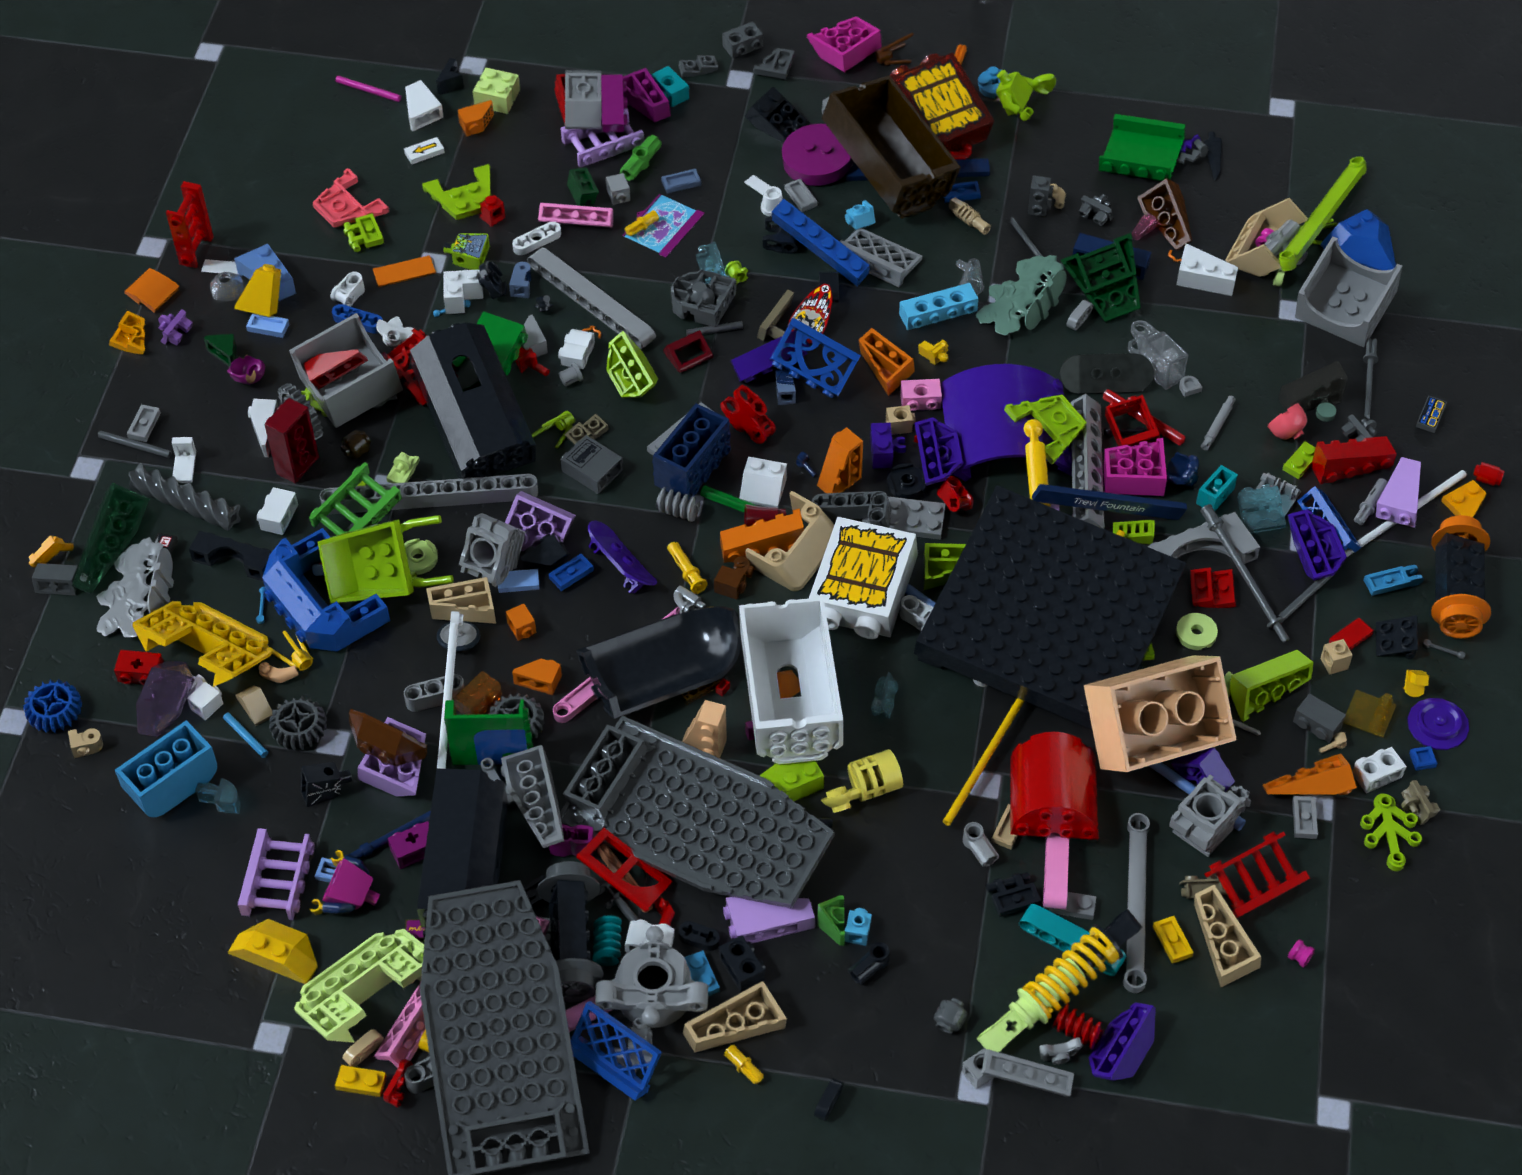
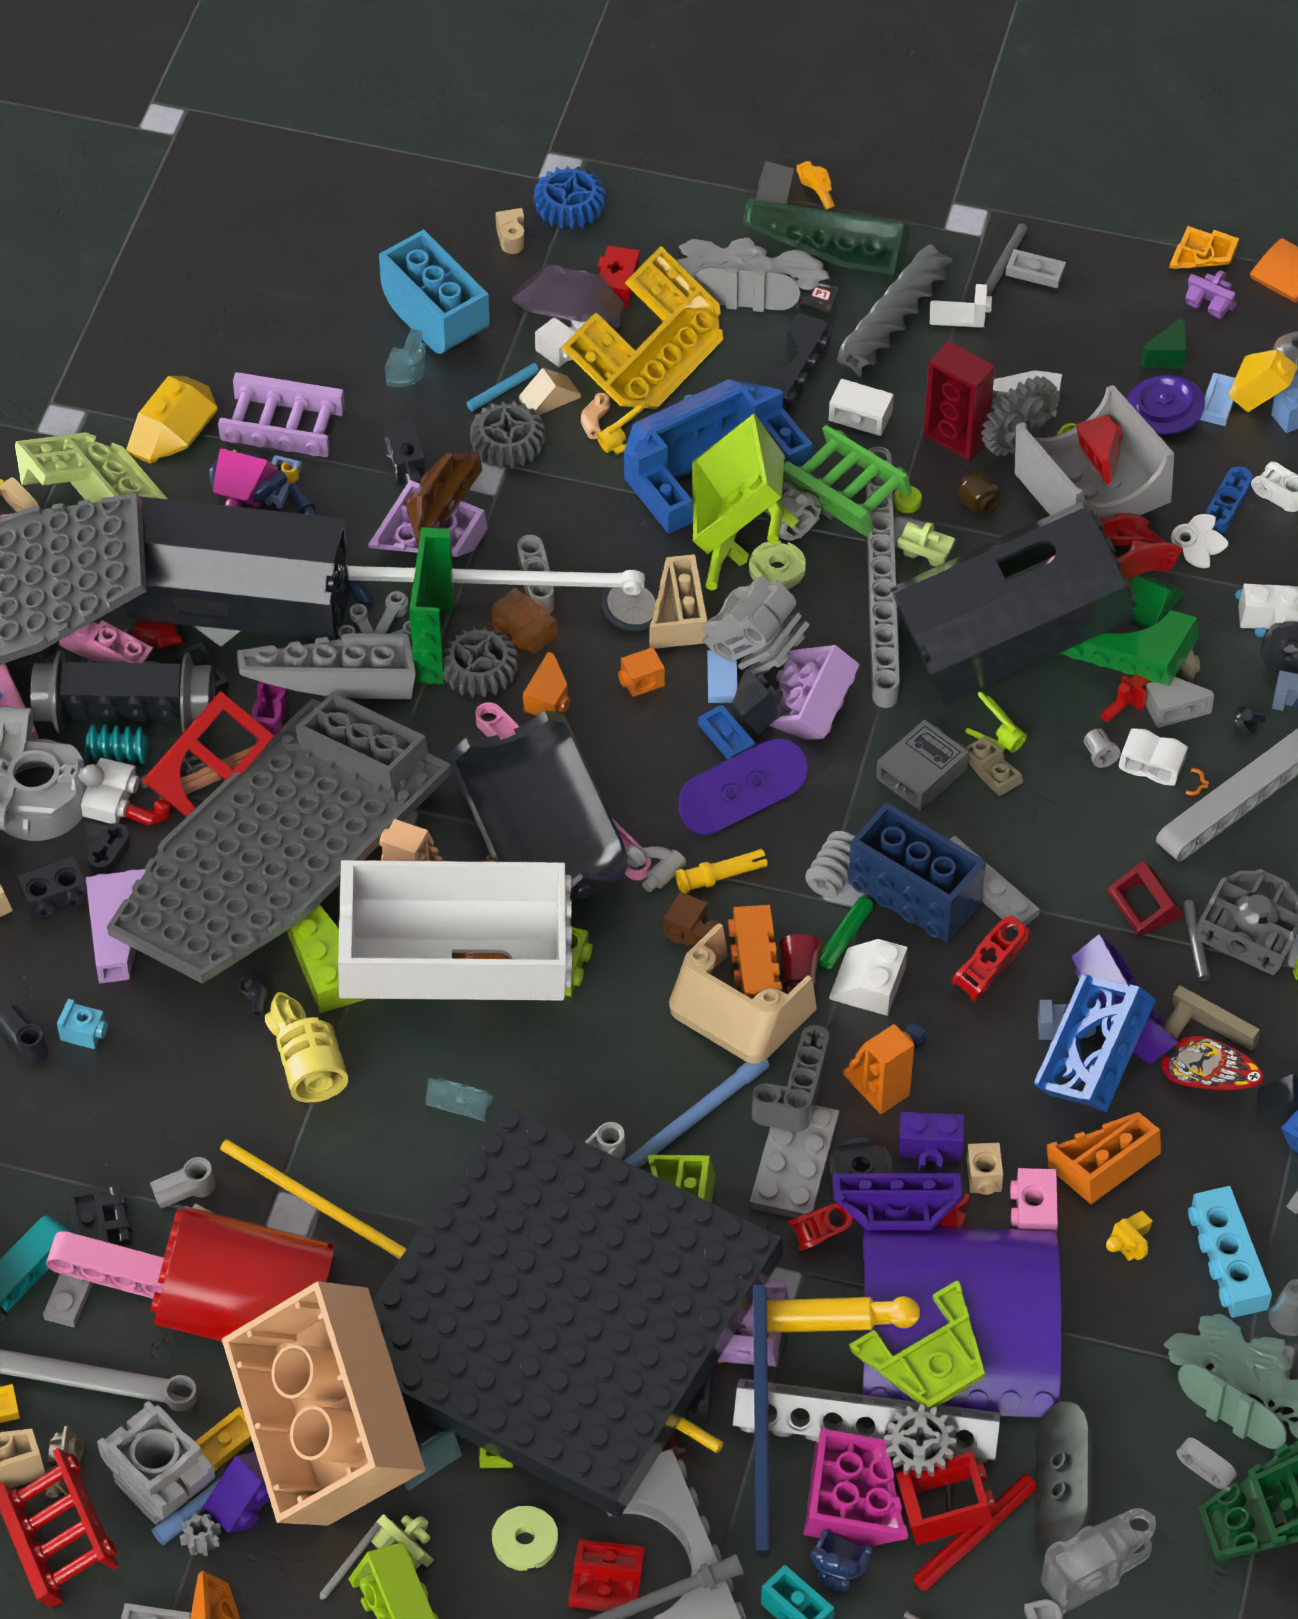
camera: 95 degrees right, 0 degrees up
(246, 370) = (1122, 369): magenta hair -> none
(273, 349) = (1168, 403): none -> dark purple piece
(629, 367) = (1106, 821): lime wedge -> none
(702, 972) = (51, 848): dark azure plate -> none
(831, 918) = (97, 990): bright green slope -> none
(865, 576) = (654, 1070): brick -> none
(1105, 427) = (907, 1441): none -> light grey gear
(1145, 529) = (727, 1499): lime slope -> none
(1164, 794) = (225, 1439): none -> yellow plate

